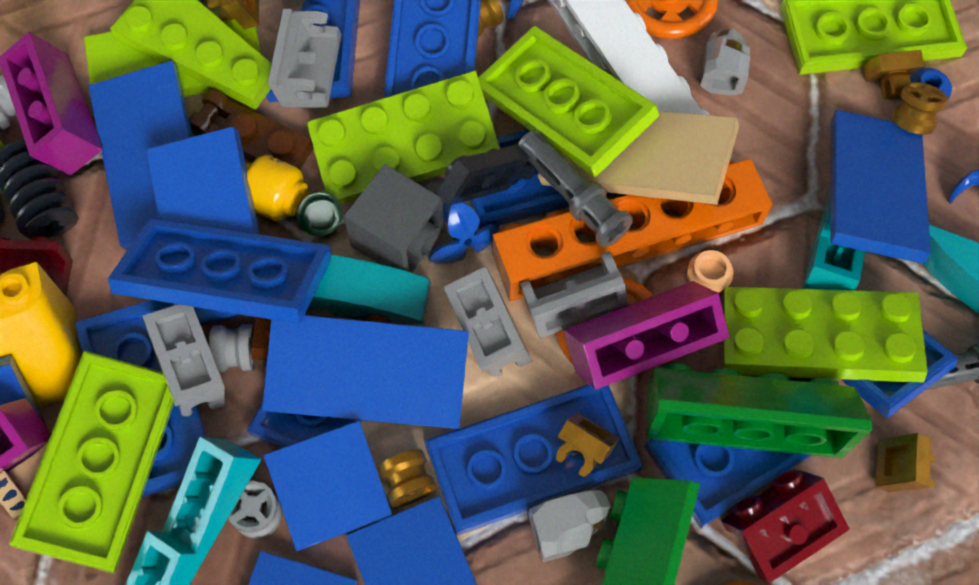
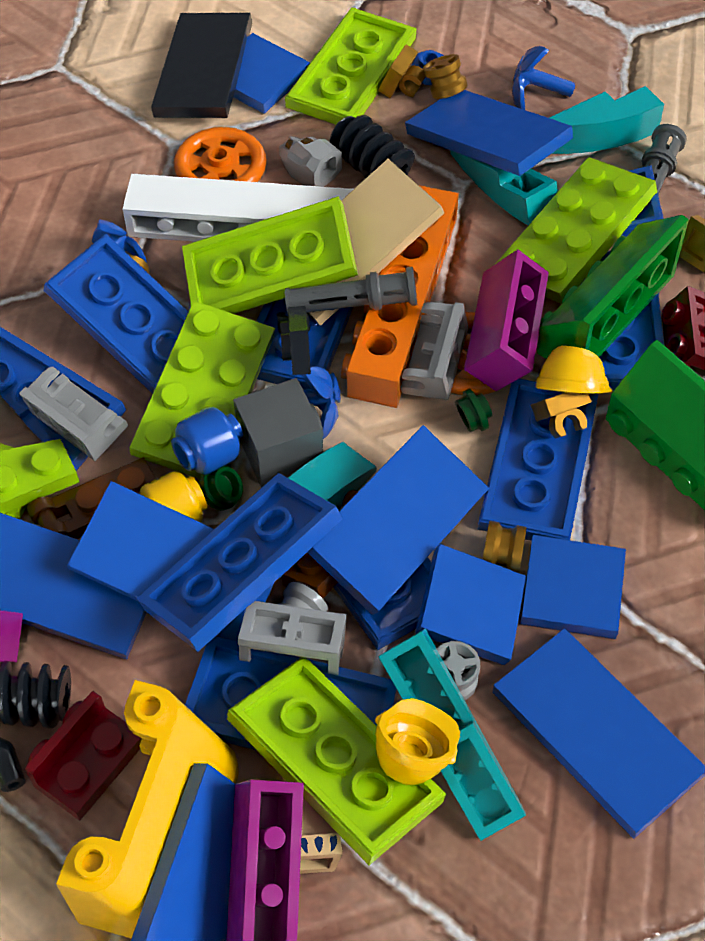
camera: 55 degrees left, 10 degrees down
(132, 515) = (415, 741): none -> yellow hat
(334, 171) = (207, 440): none -> blue head
(490, 325) = (404, 413): light grey hinge -> none
(539, 366) = (474, 410): none -> dark green plate
(567, 522) = (613, 464): light grey rock -> none
(617, 432) = (573, 371): none -> yellow hat
(711, 270) = (471, 265): light nougat plate -> none
(771, 105) = (367, 146): none -> black piece

